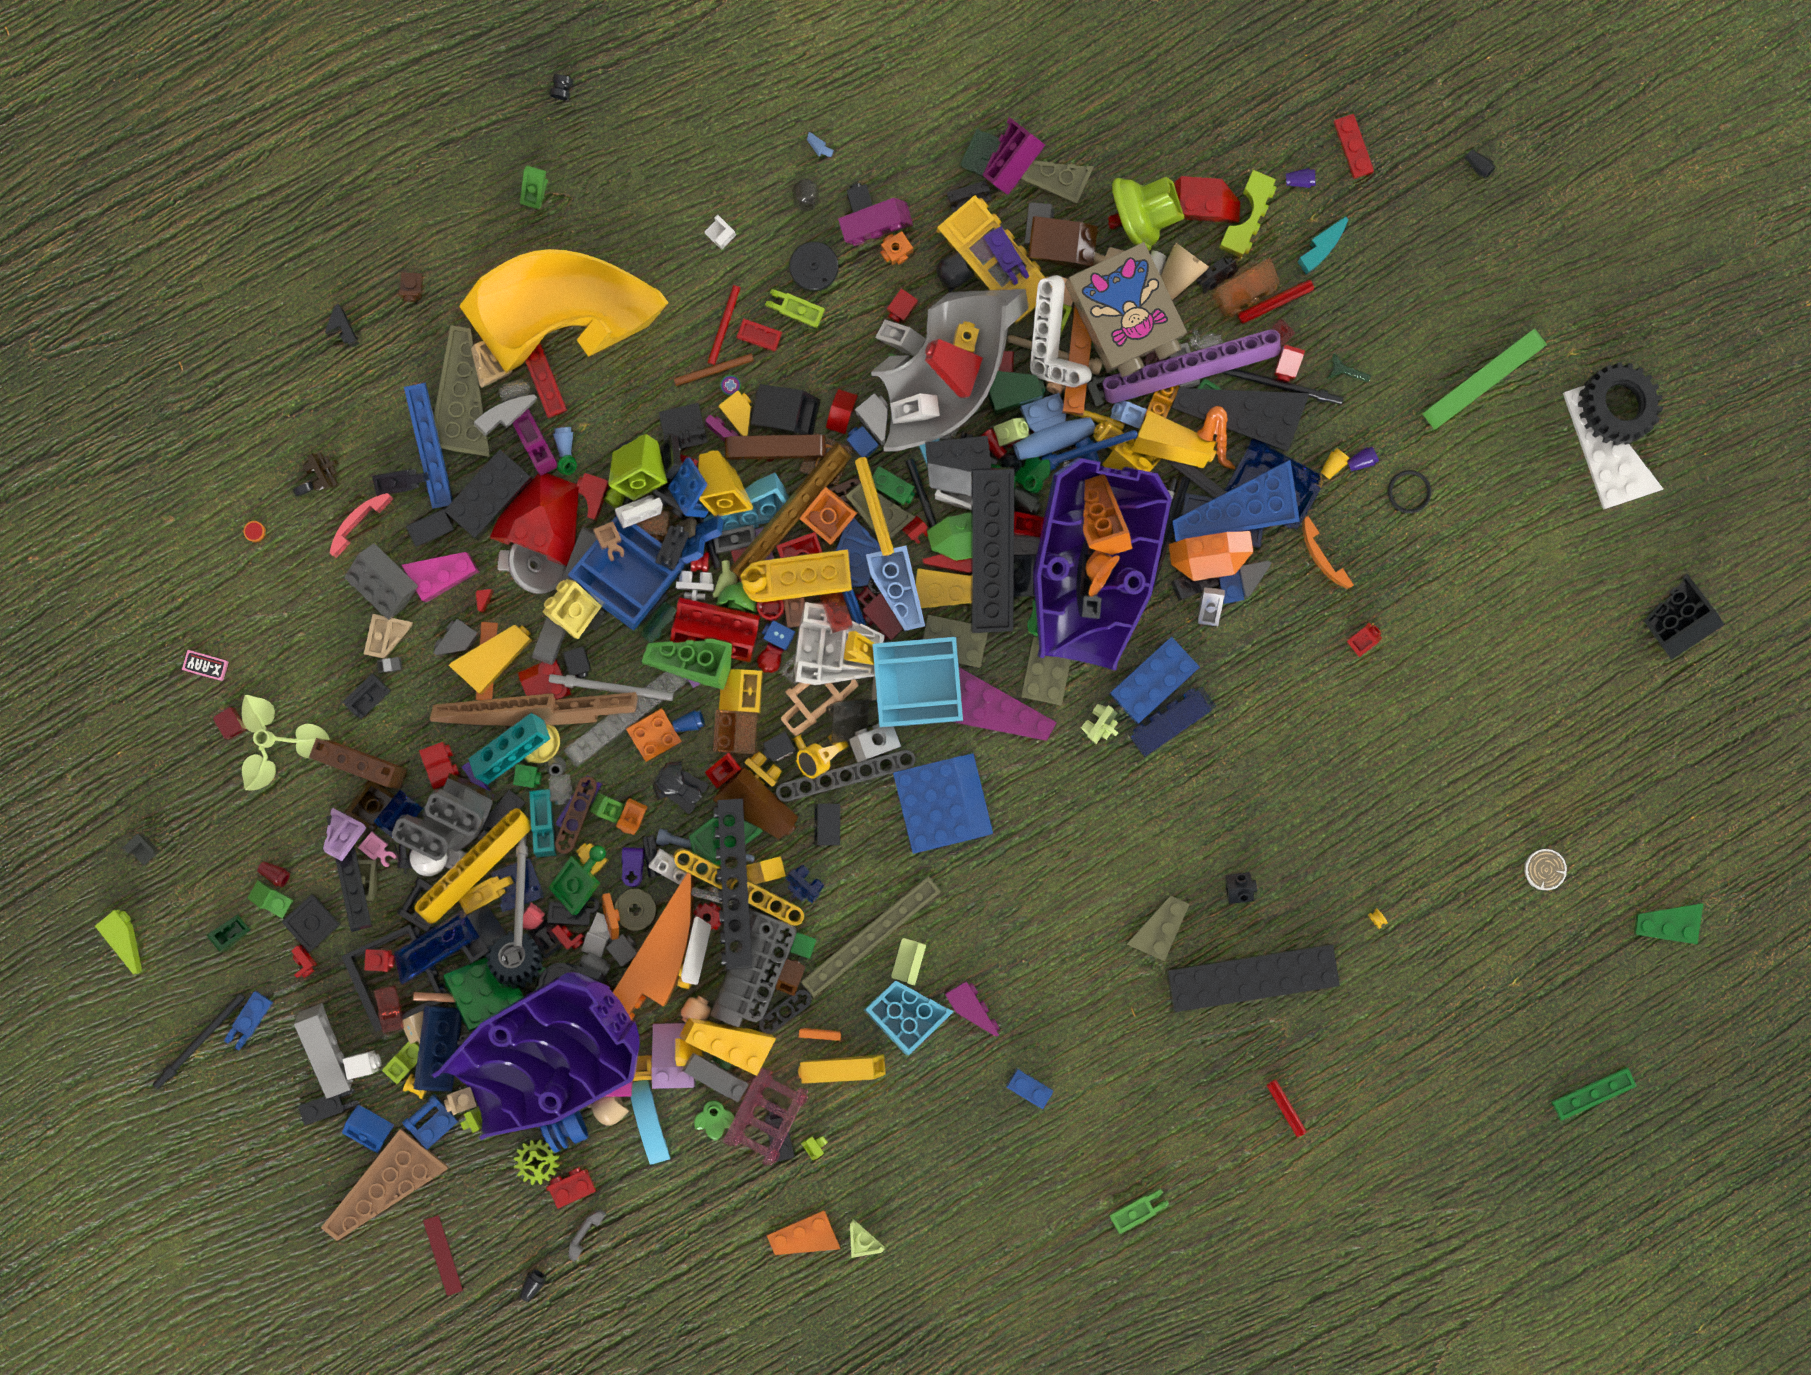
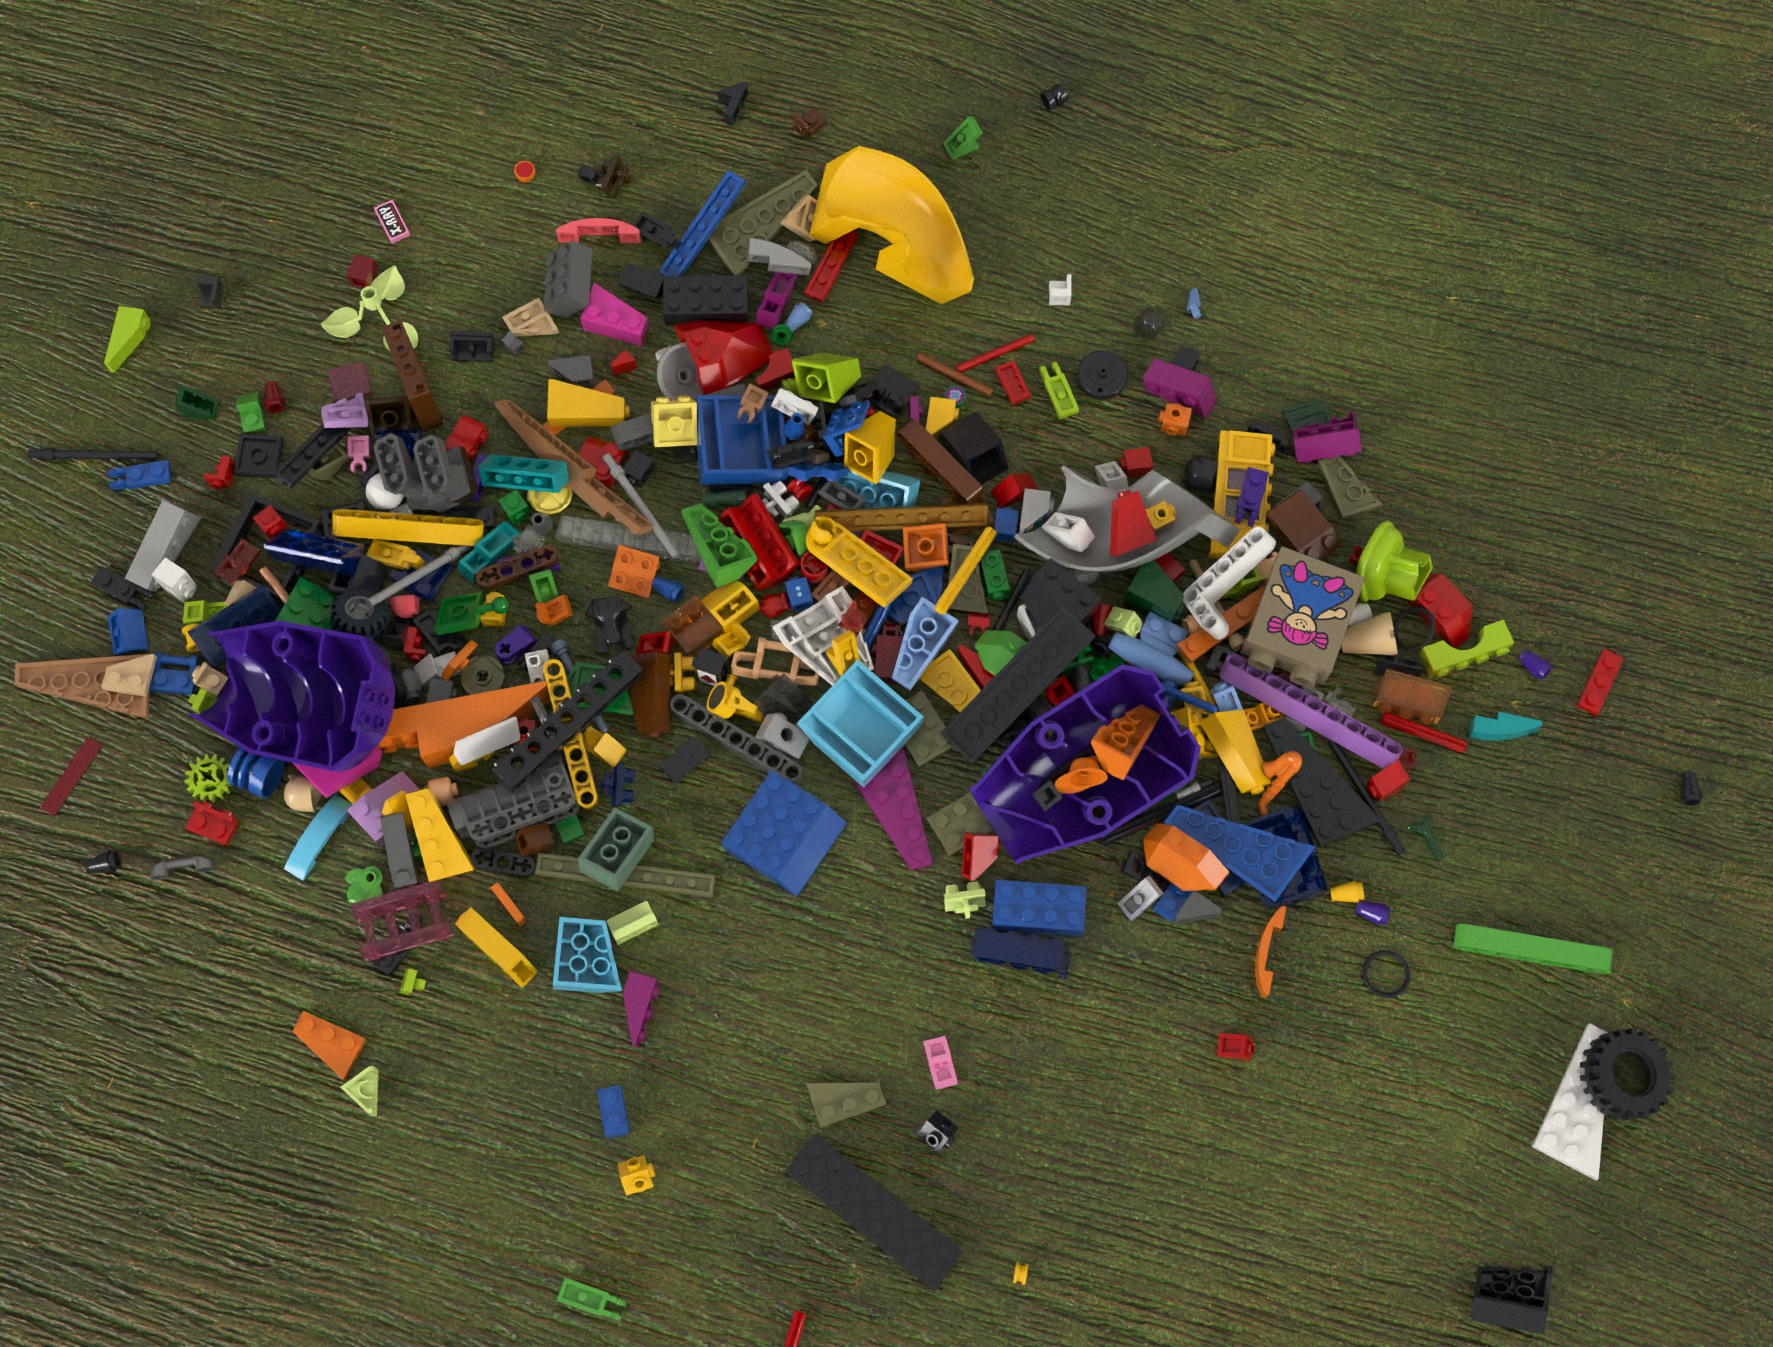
camera: 45 degrees right, 15 degrees down
(310, 808) = (349, 381): none -> clear pink piece
(407, 1155) = (130, 676): none -> tan wing
(655, 530) = (794, 428): none -> blue cone
(770, 713) = (732, 641): none -> yellow bracket
(851, 928) = (616, 849): none -> sand green brick
(1080, 685) = (978, 853): none -> slope
(1085, 1110) = (636, 1174): none -> yellow brick
(1194, 842) = (940, 1062): none -> bright pink slope
(1219, 240) = (1432, 630): none -> black tyre

